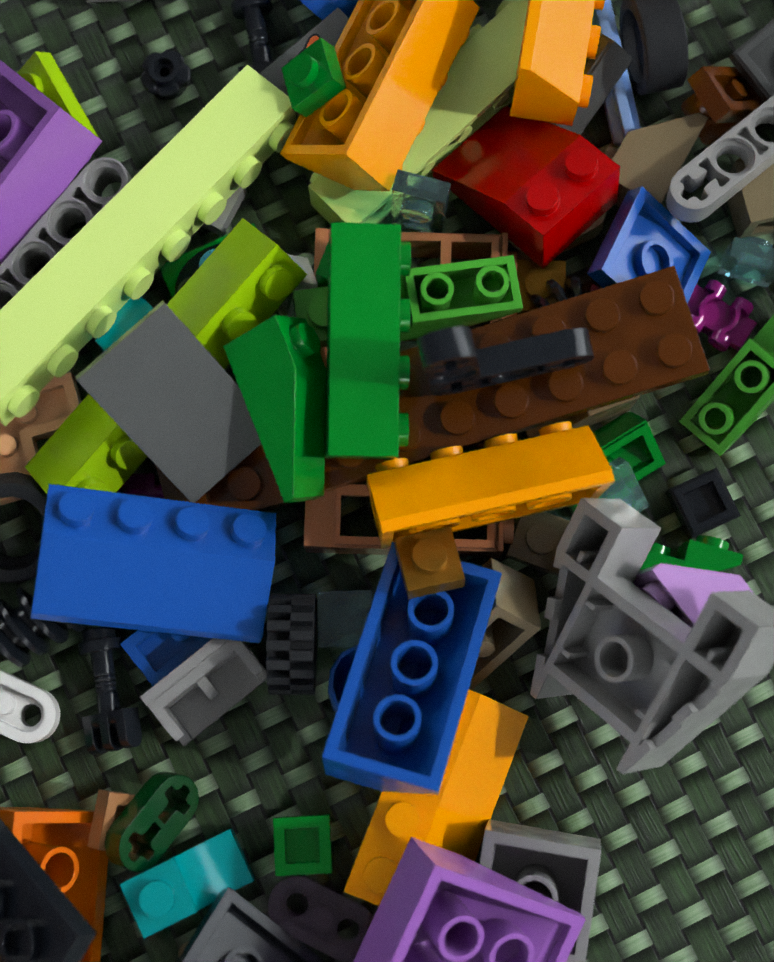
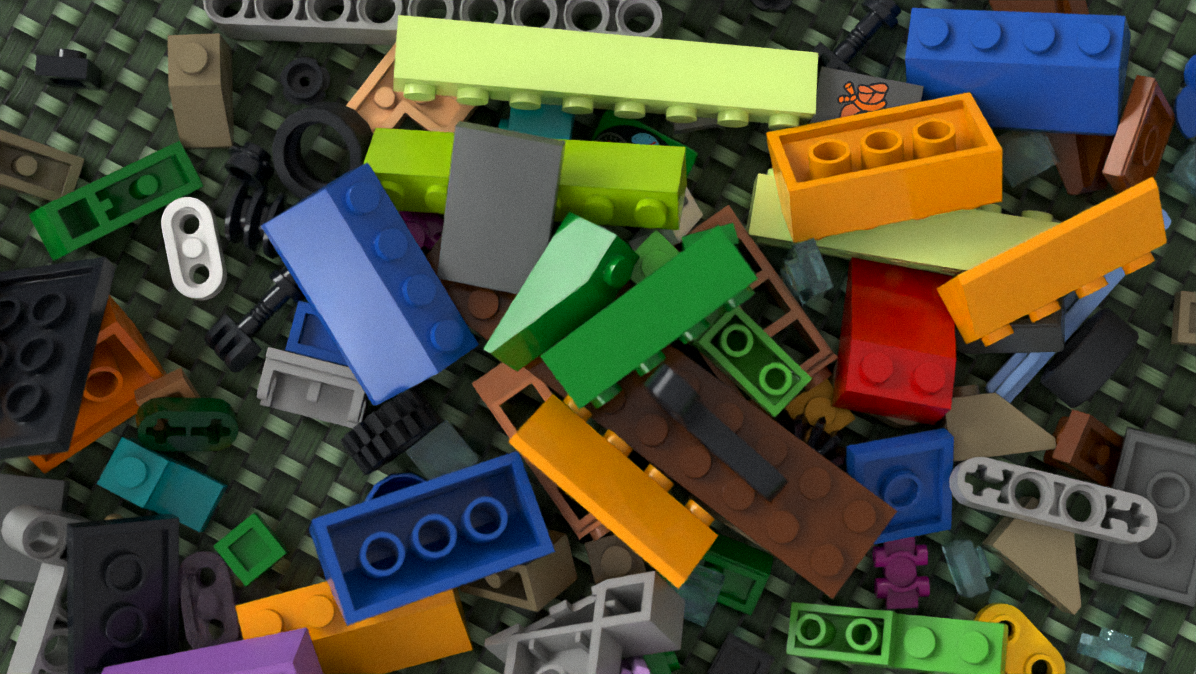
camera: 55 degrees right, 5 degrees up
(313, 77) = (843, 114): green plate -> none
(429, 562) = (520, 491): pearl gold plate -> none

